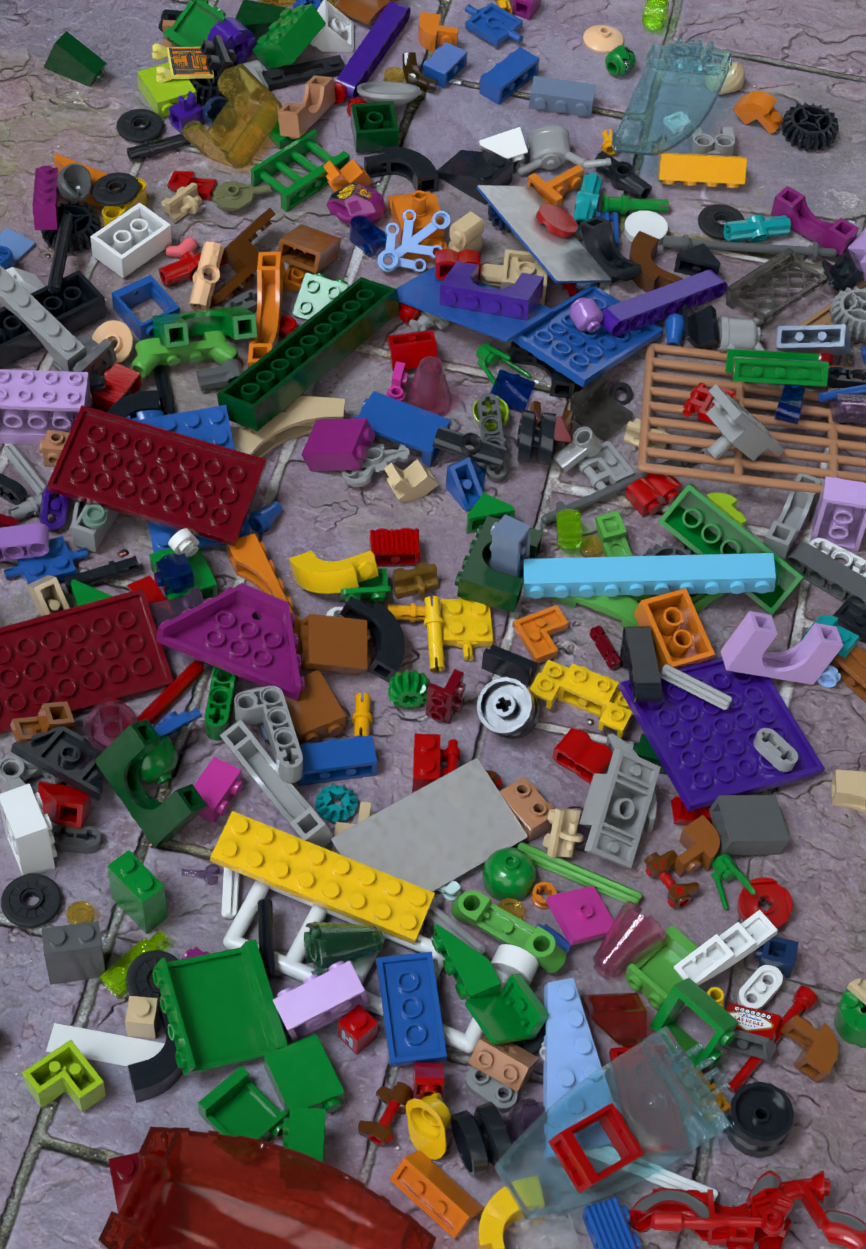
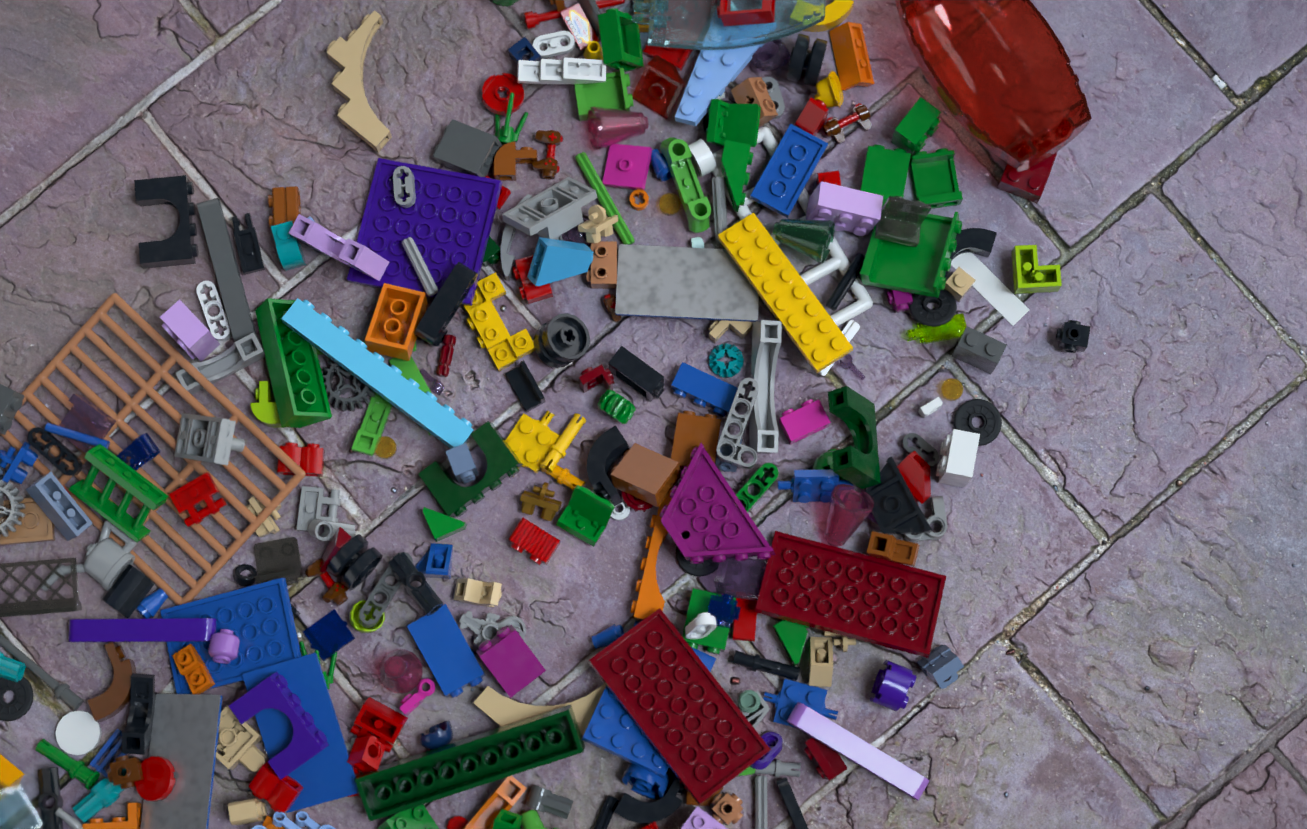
camera: 140 degrees left, 25 degrees up
(91, 879) = (930, 407): none -> white tile
(137, 891) = (910, 367): green brick -> none
(172, 692) = (794, 521): red axle -> none
(247, 1016) = (901, 221): none -> clear smoke bracket
(332, 576) = (608, 536): yellow arch -> none
(355, 366) = (438, 736): none -> dark blue hair
(362, 717) = (662, 413): light orange pin -> none
(399, 309) = (366, 753): none -> red brick
(409, 712) = (637, 374): none -> black window
(428, 757) = (647, 341): red brick -> none
(509, 874) = (651, 227): green cylinder -> none
(536, 630) = (486, 402): orange plate -> none
(569, 529) = (396, 465): clear neon green gear -> none
(569, 767) = (558, 260): none -> dark azure slope
(582, 205) = (133, 774): none -> reddish brown brick
(591, 620) = (437, 386): none -> clear purple hand
(603, 299) = (194, 669): none -> orange slope
(610, 490) = (257, 477): dark grey bar -> none
(696, 261) = (69, 660): black slope -> none

